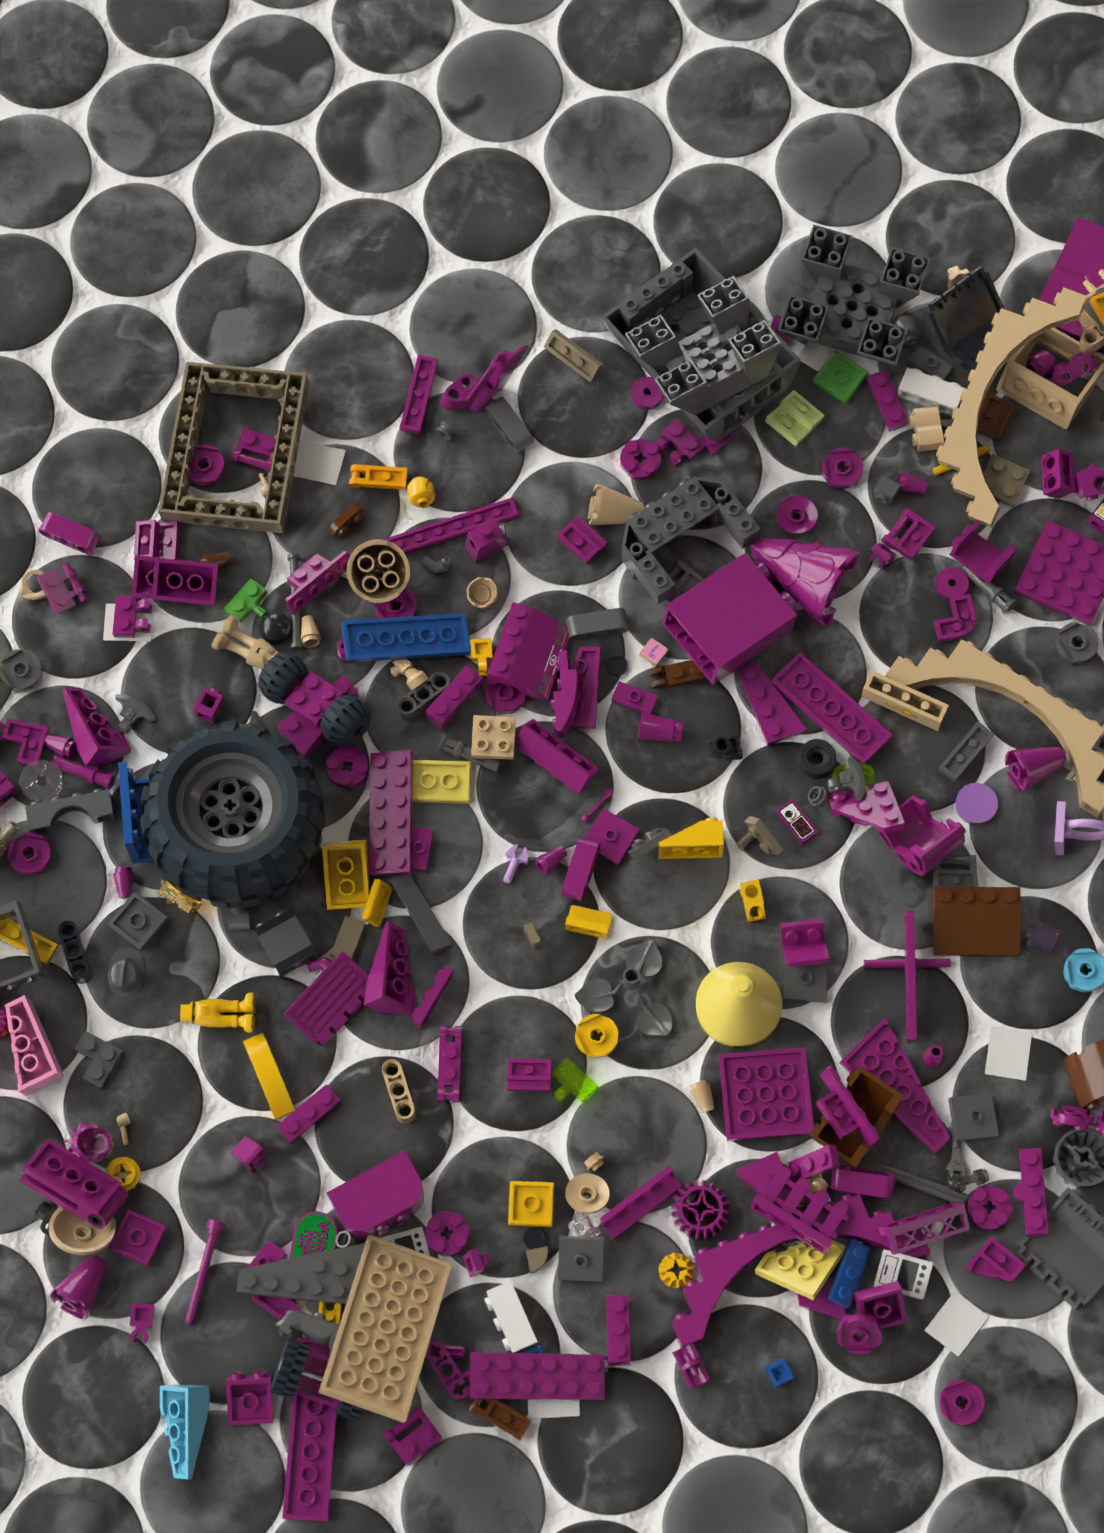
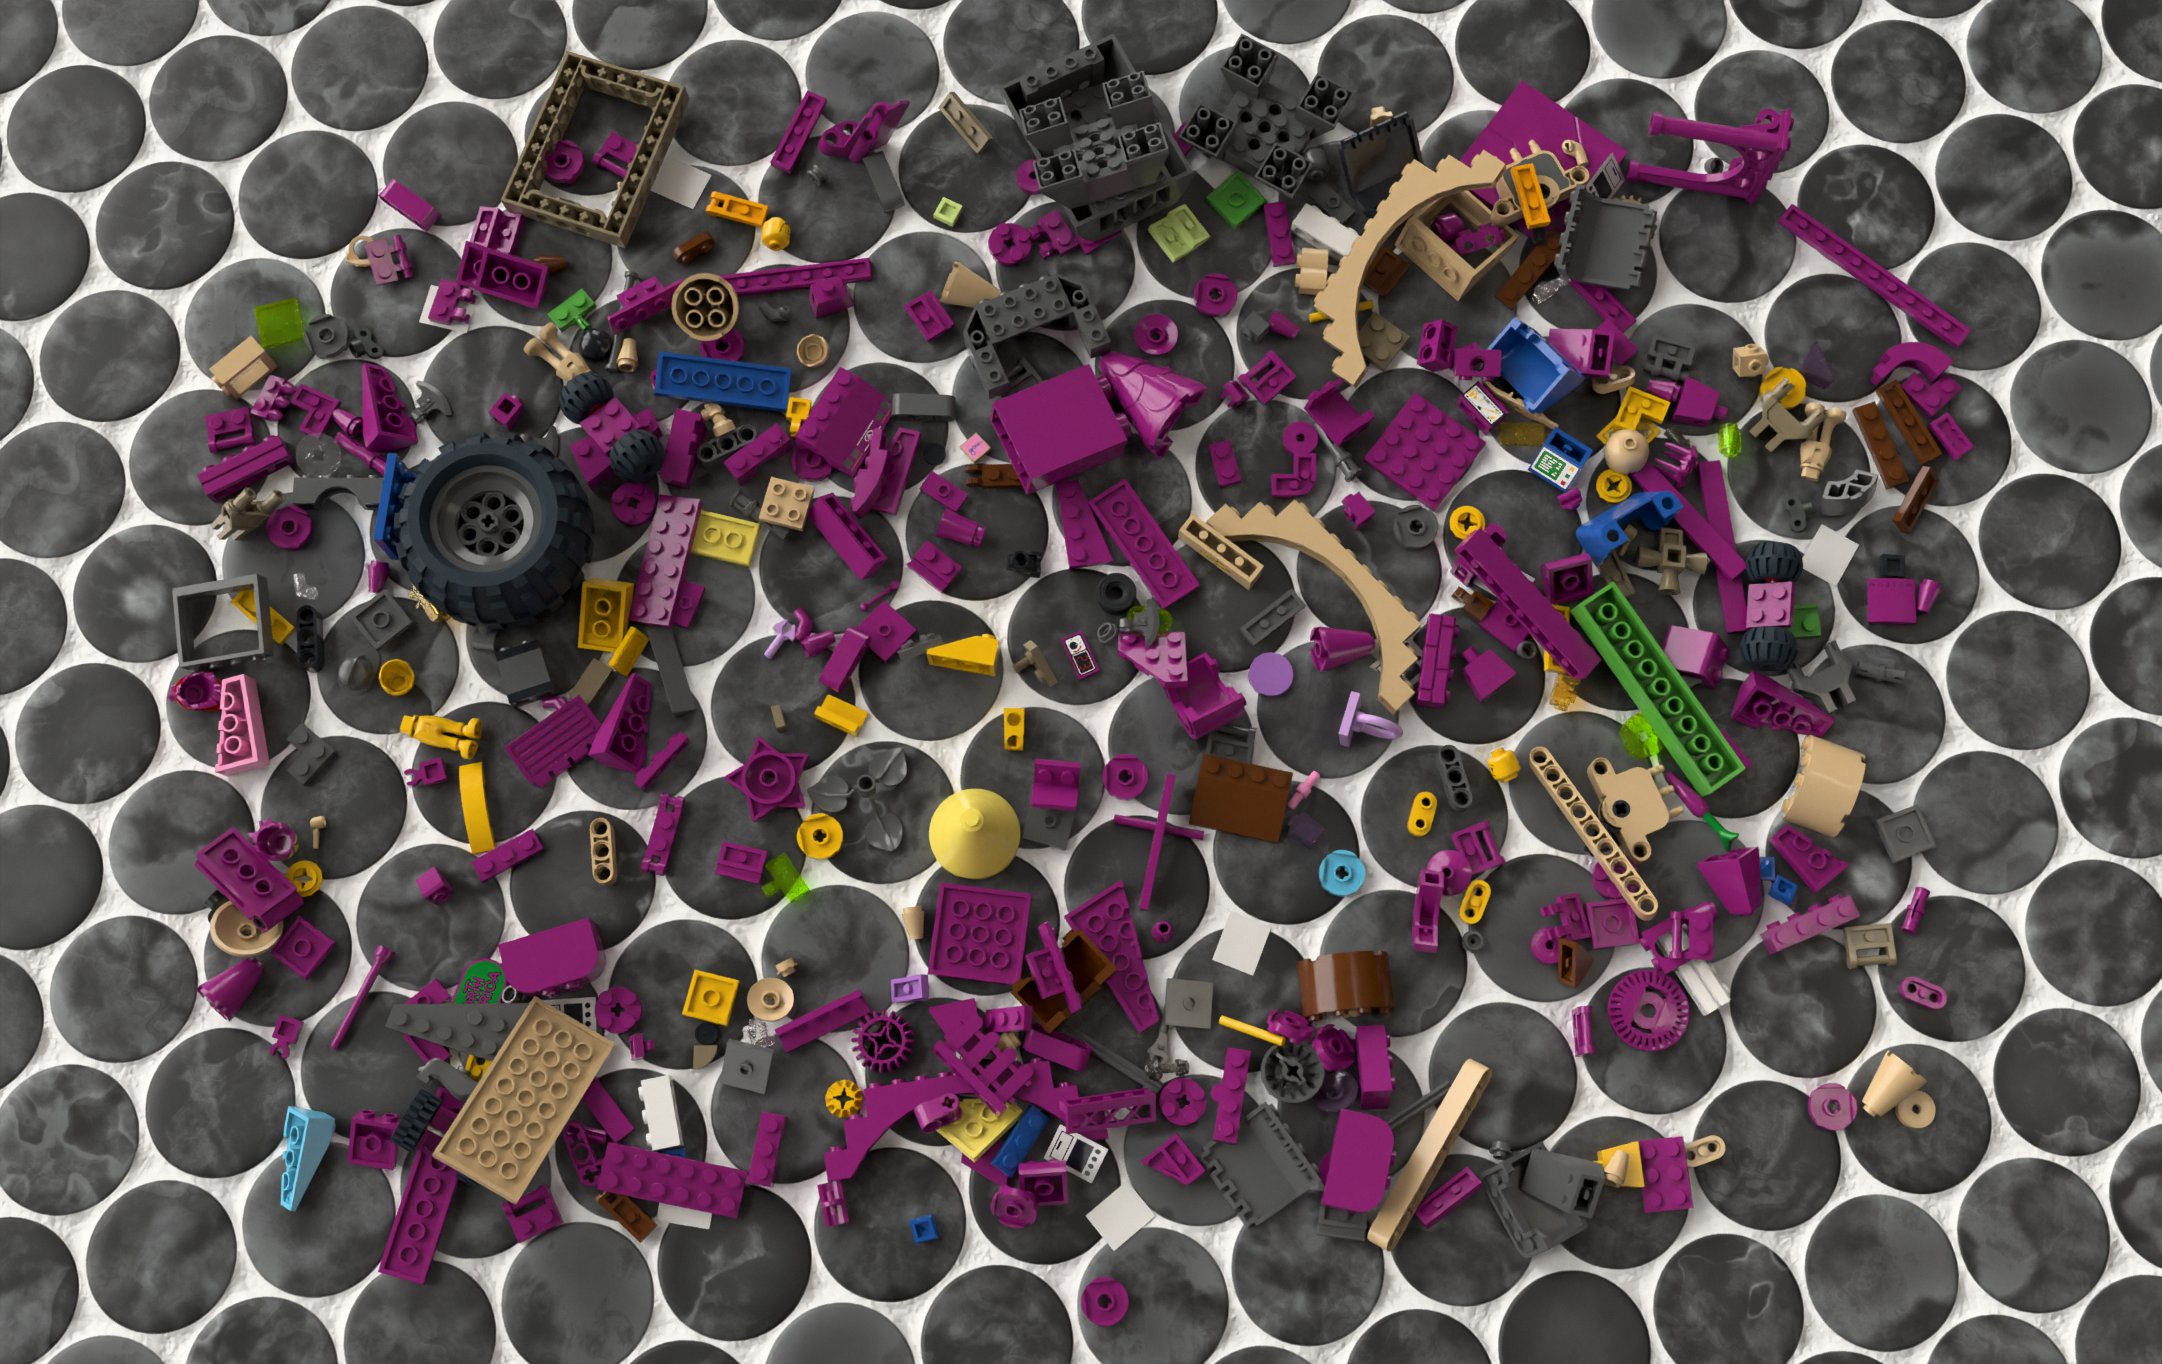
camera: 10 degrees right, 5 degrees up
(55, 908) = (302, 589): none -> clear arm
(57, 671) = (364, 345): none -> pearl dark grey piece
(166, 971) = (396, 677): none -> yellow hair
(218, 1051) = (430, 773): none -> magenta plate
(383, 706) = (681, 456): none -> magenta wedge
(460, 1328) = (607, 1111): none -> magenta tile
(531, 979) = (767, 763): none -> magenta plate
(535, 846) = (805, 624): none -> magenta arm
(575, 440) = (948, 211): none -> yellowish green tile
(642, 768) = (934, 566): none -> magenta plate
(714, 1157) = (910, 989): none -> medium lavender slope
(767, 1263) = (935, 1113): none -> magenta piece
(872, 914) = (1134, 768): none -> magenta plate
(887, 620) = (1224, 463): none -> magenta plate
(1021, 637) = (1357, 509): none -> magenta brick
(1031, 902) = (1303, 790): none -> bright pink bar
(1040, 1129) = (1251, 1030): none -> yellow bar

